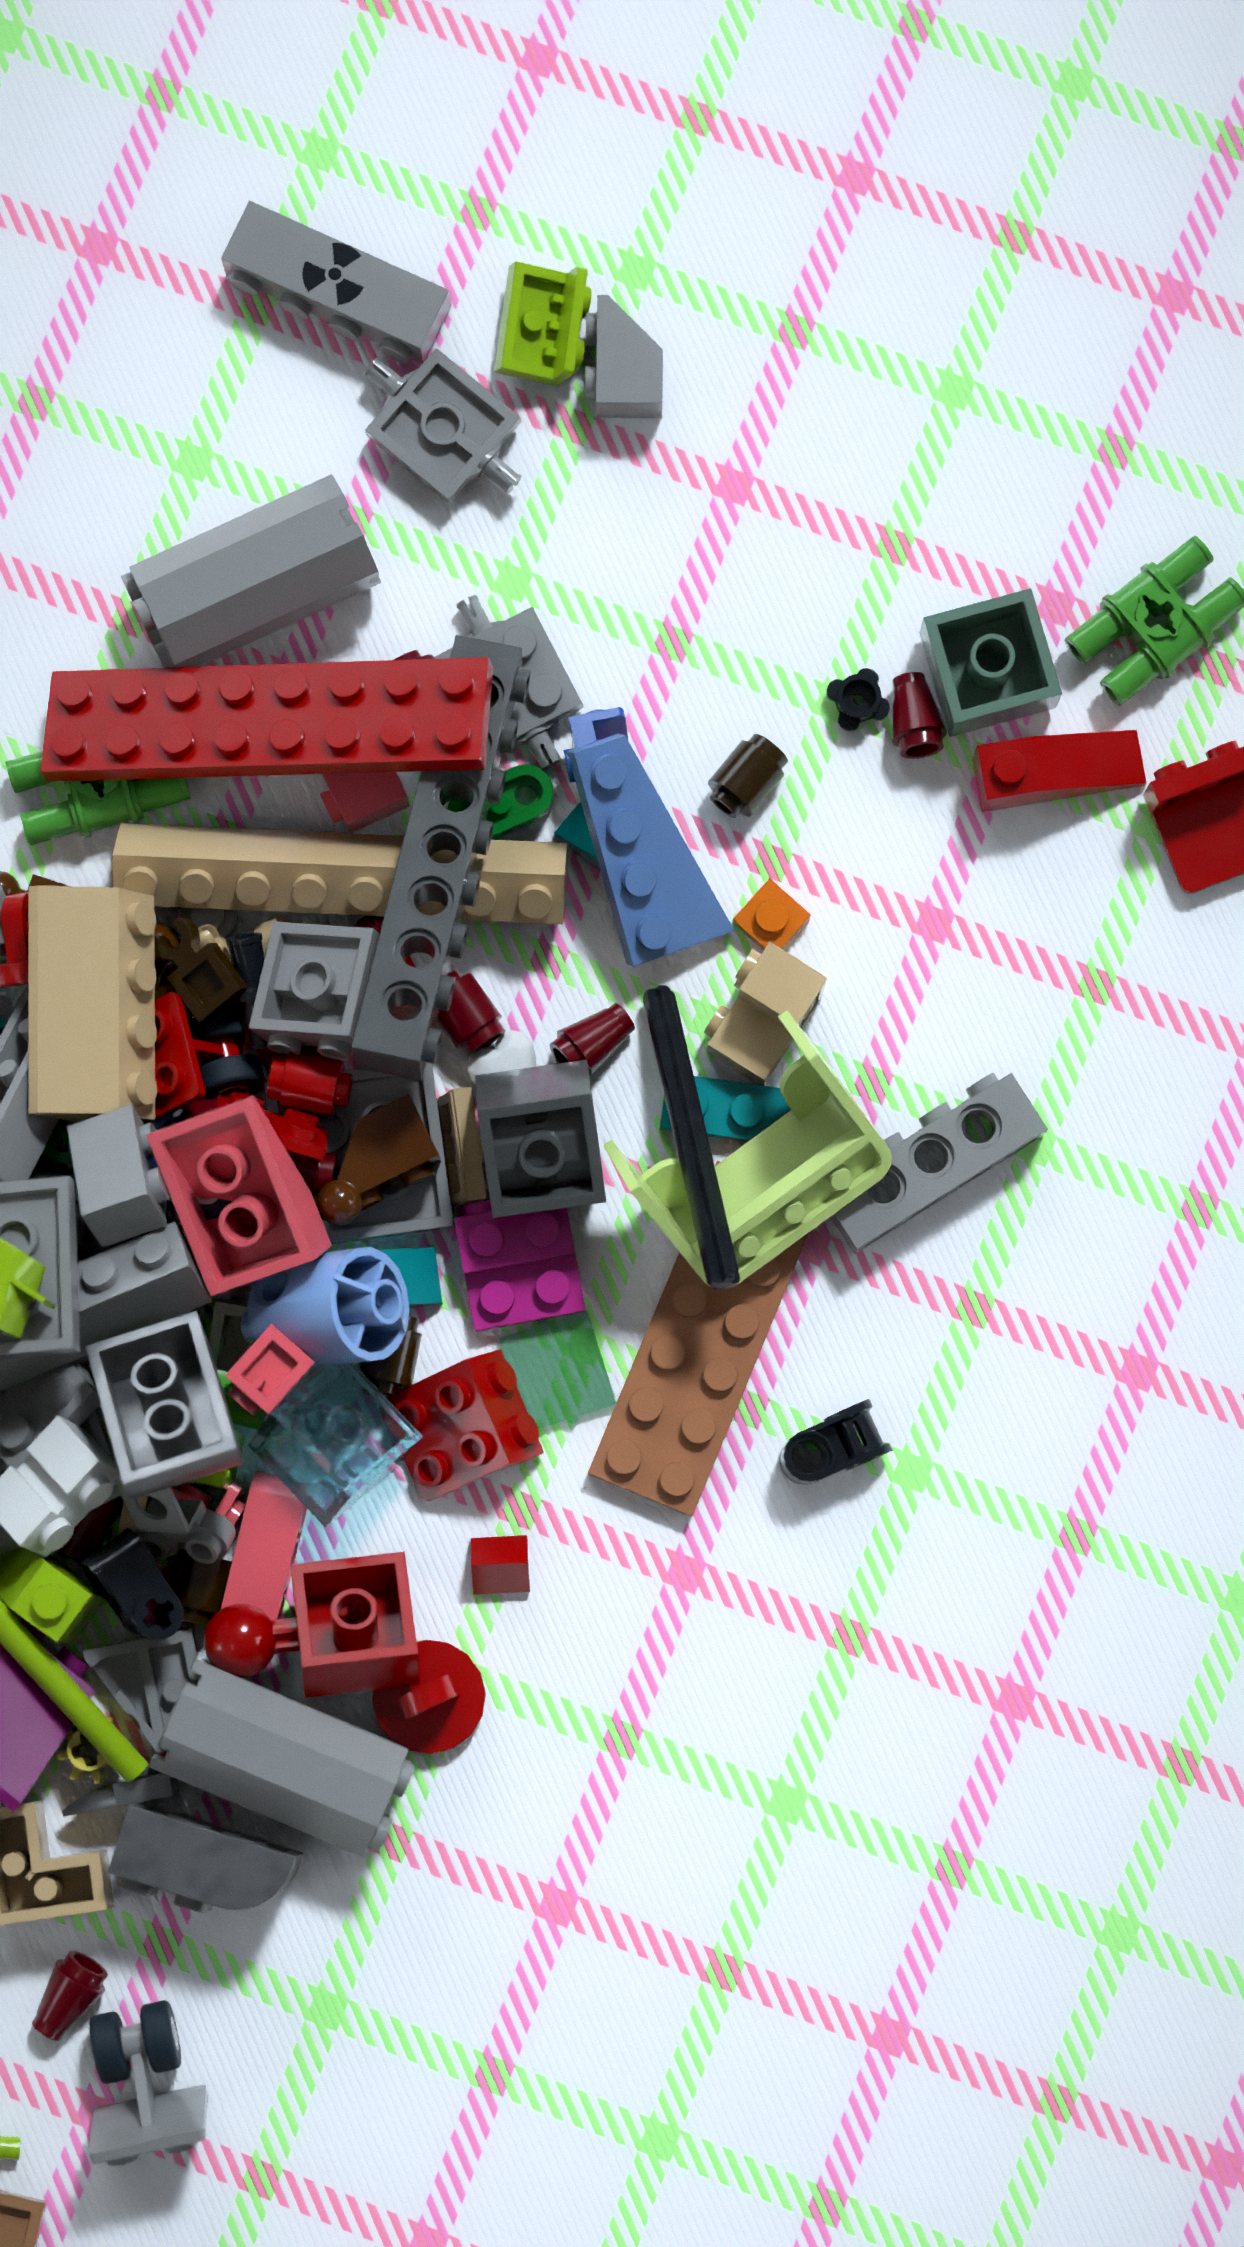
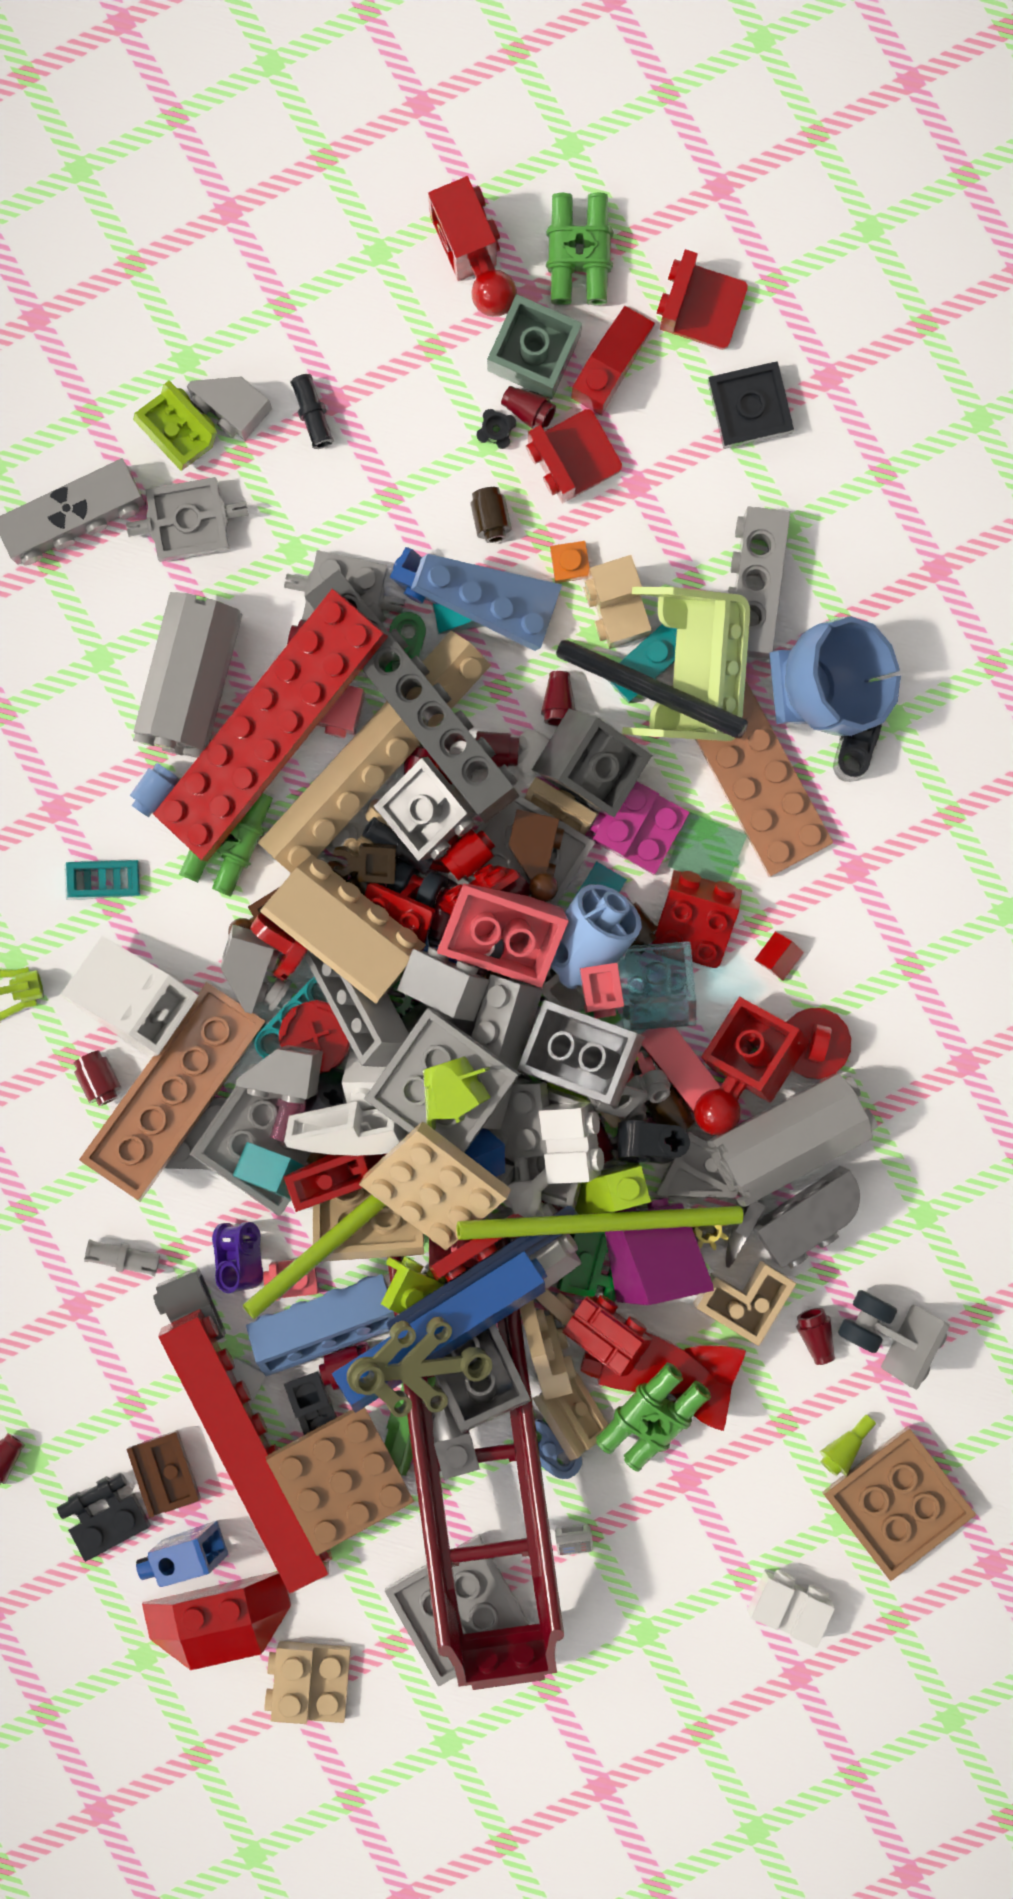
camera: 50 degrees left, 5 degrees up
(84, 648) = (153, 789): none -> medium blue brick
(695, 466) = (312, 411): none -> black pin
(880, 1341) = (829, 676): none -> medium blue plate
(901, 816) = (573, 455): none -> red bracket
(1048, 490) = (471, 244): none -> red brick
(1141, 977) = (750, 405): none -> black plate

